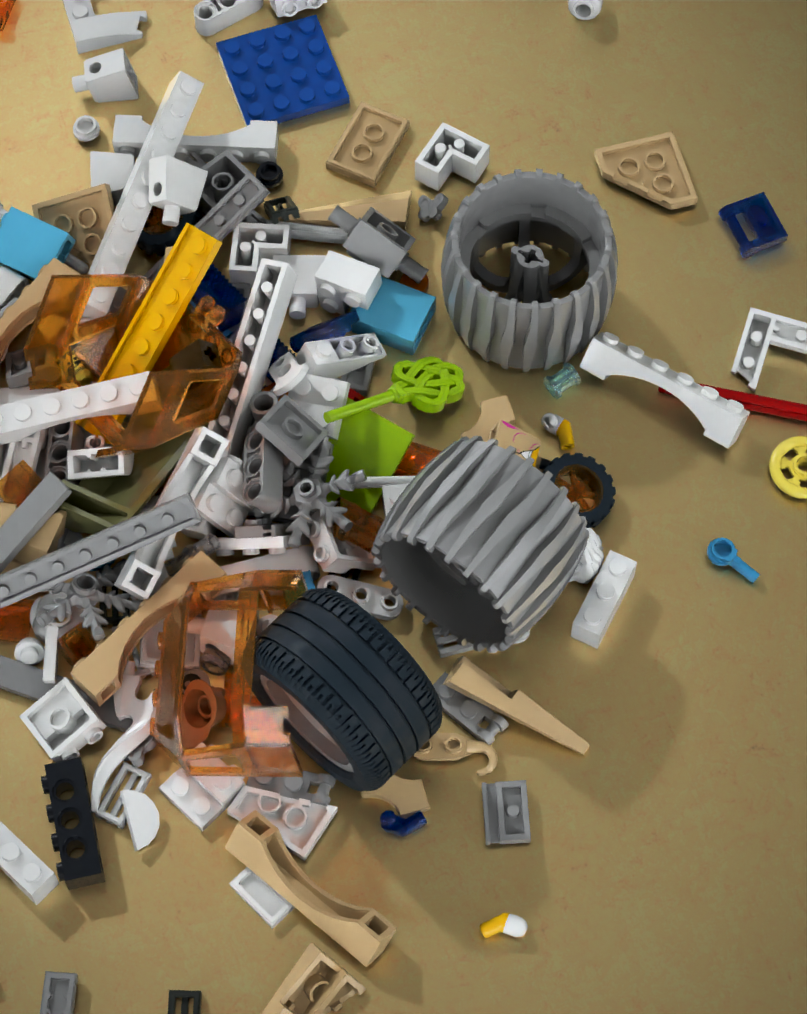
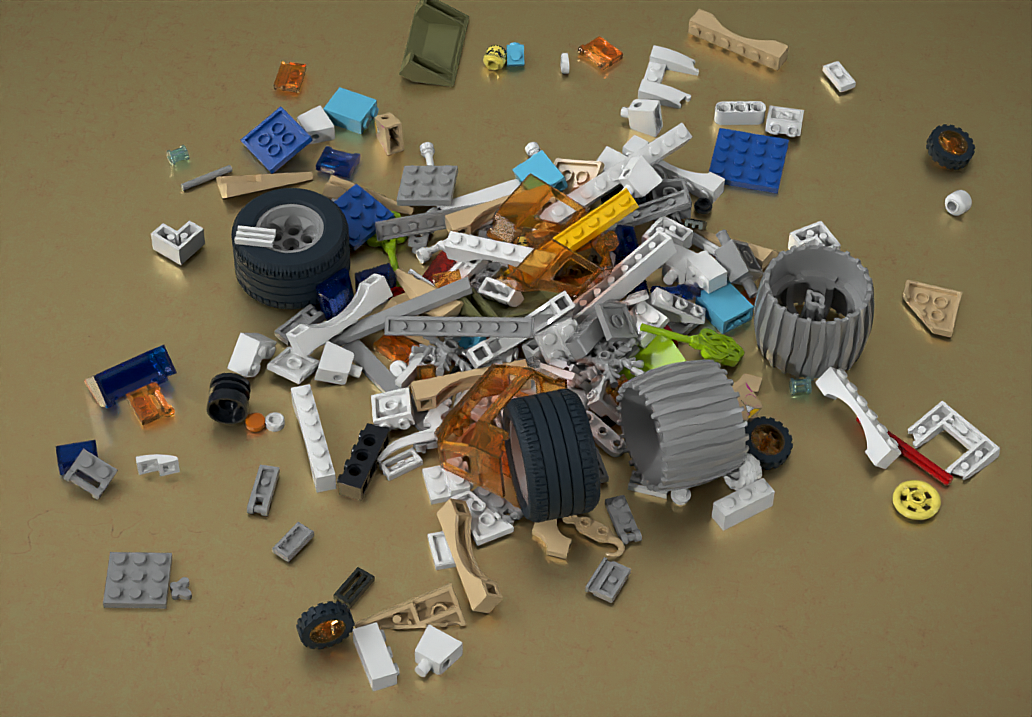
camera: 30 degrees right, 15 degrees down
(86, 128) = (614, 137): white plate -> none
(141, 817) = (402, 477): white tile -> none
(367, 144) = (772, 218): tan tile -> none
(400, 826) = (543, 557): clear blue arm -> none
(478, 685) = (638, 510): tan wedge -> none
(504, 923) = (567, 633): arm -> none
(560, 428) = (781, 408): arm -> none
(723, 553) = (834, 518): dark azure plate -> none
(761, 221) = (984, 365): clear blue plate -> none

